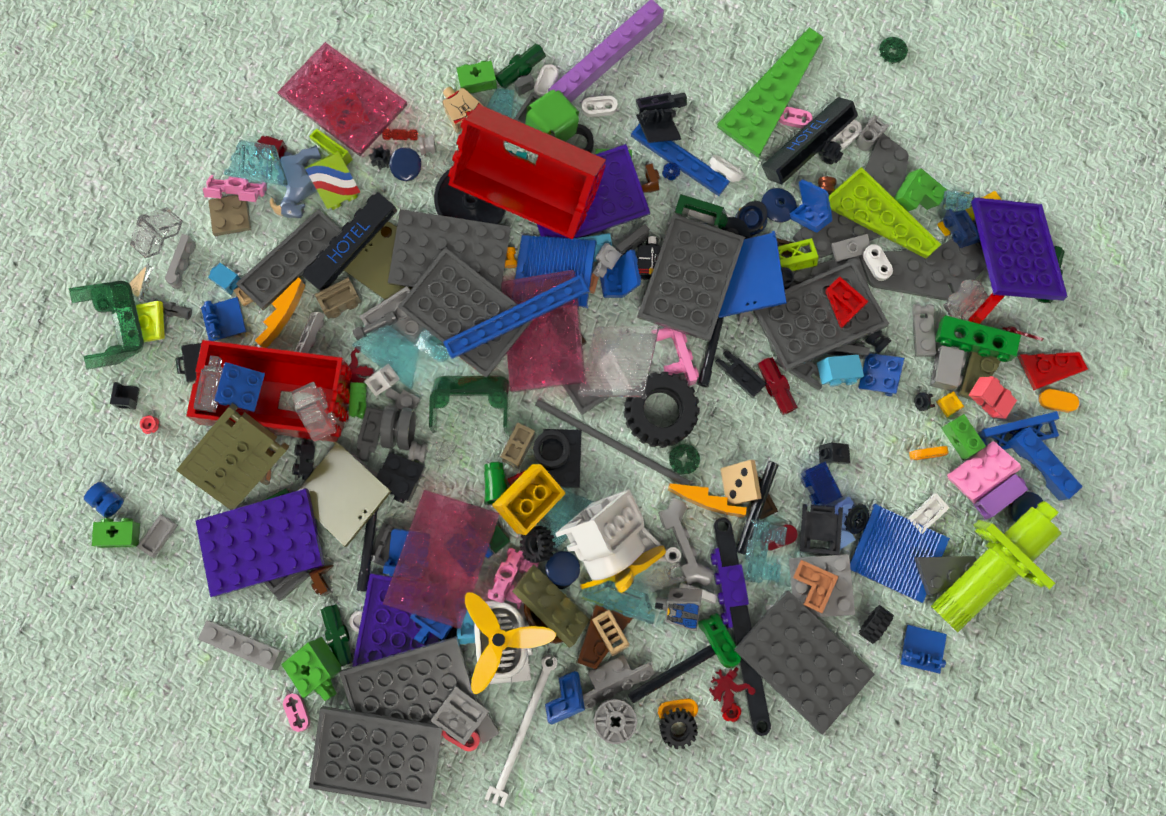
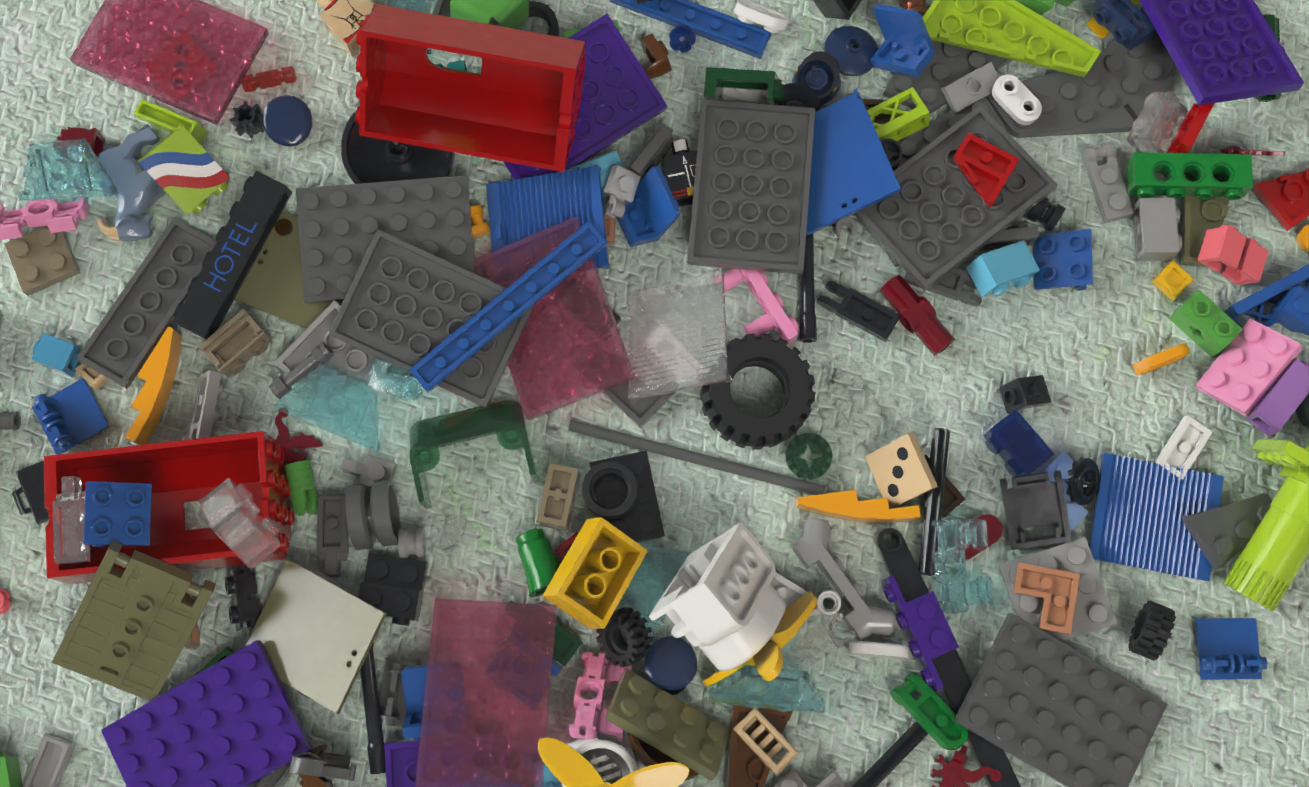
camera: 10 degrees left, 0 degrees up
(332, 578) = (329, 766): none -> dark grey piece
(382, 379) = (331, 448): white brick -> none
(427, 145) = (313, 85): light grey wheel -> none
(681, 607) = (861, 677): torso -> none
(923, 401) = (1134, 286): black plate -> none

